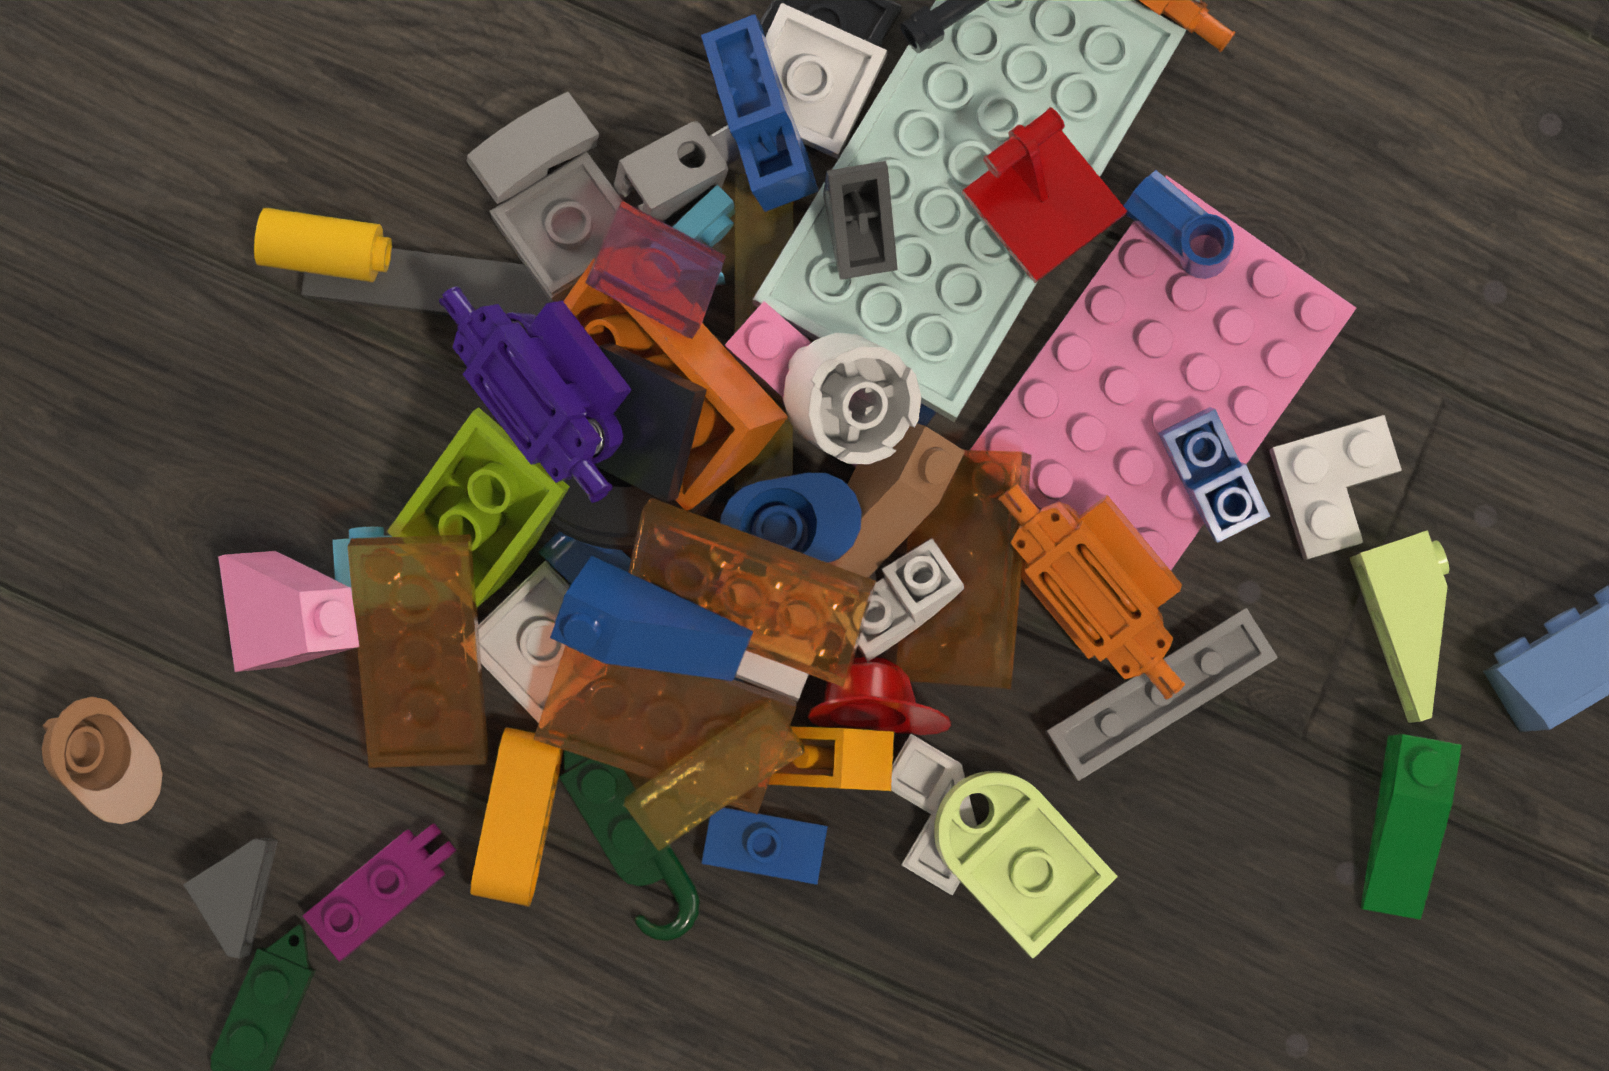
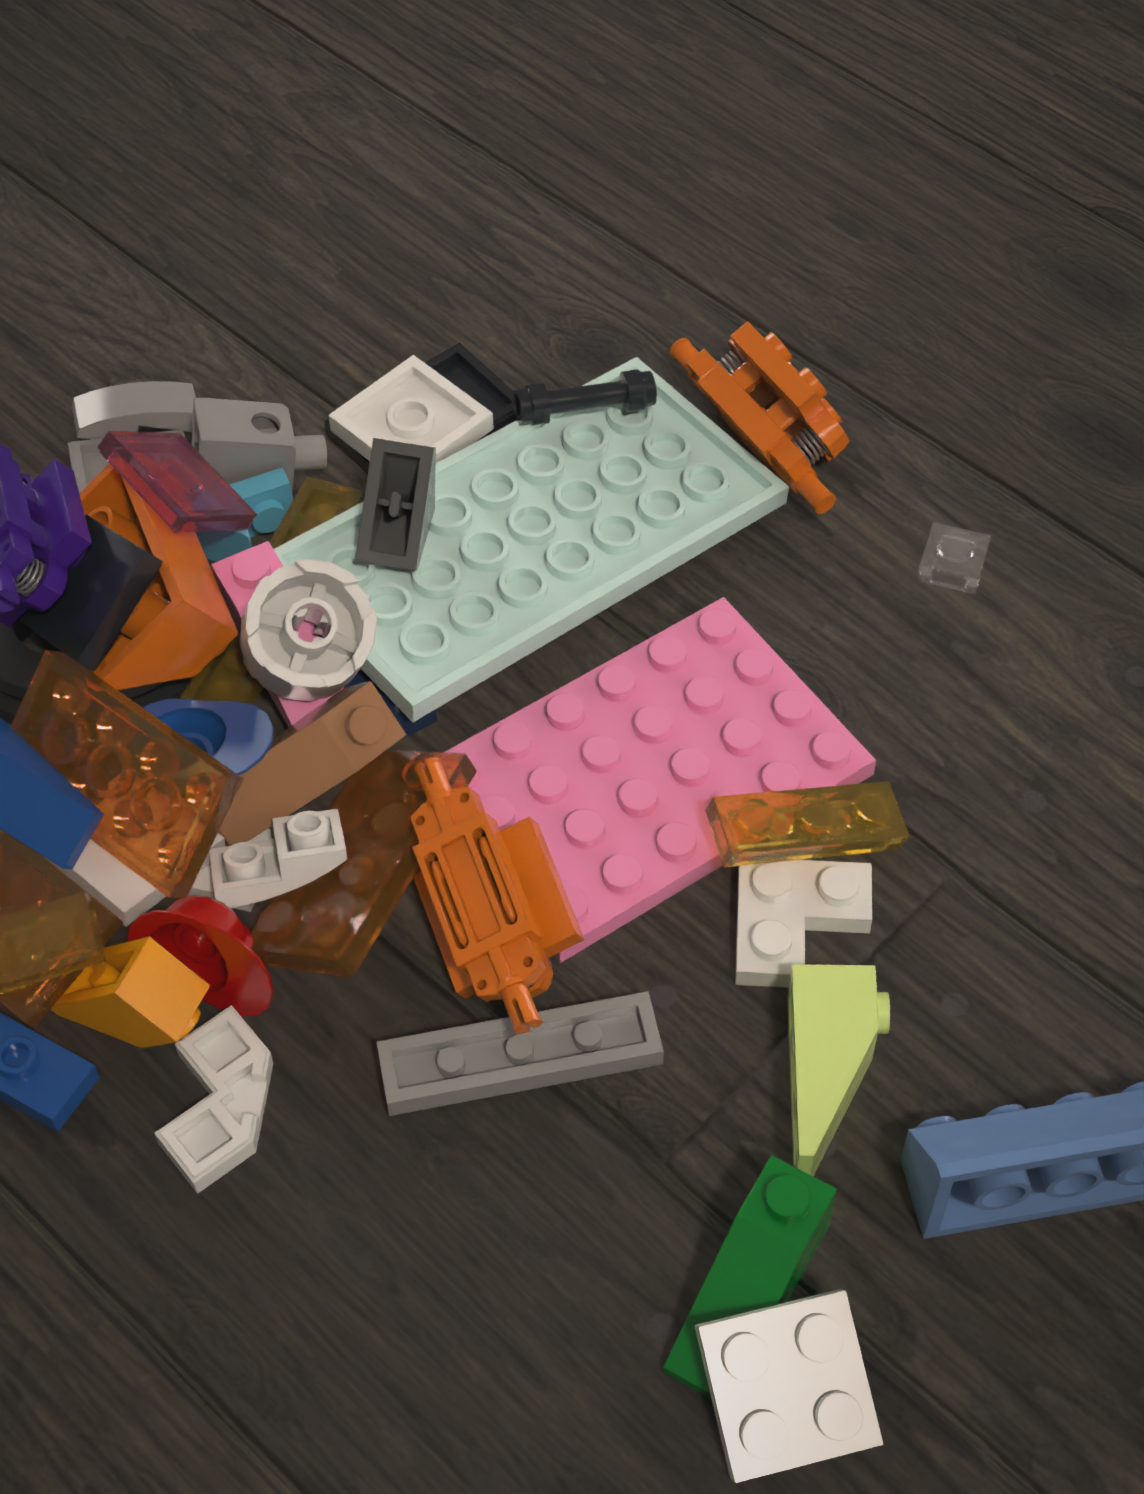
camera: 15 degrees right, 30 degrees down
(759, 114) = (345, 422): blue slope -> none
(1021, 860) = (286, 1169): yellowish green tile -> none
(1042, 196) = (585, 554): red plate -> none
(1176, 221) = (717, 621): blue piece -> none
(1213, 474) = (661, 846): slope -> none
(1322, 401) = (806, 823): none -> clear yellow plate
(1355, 51) = (954, 558): none -> clear plate
(1465, 898) = (788, 1385): none -> white plate

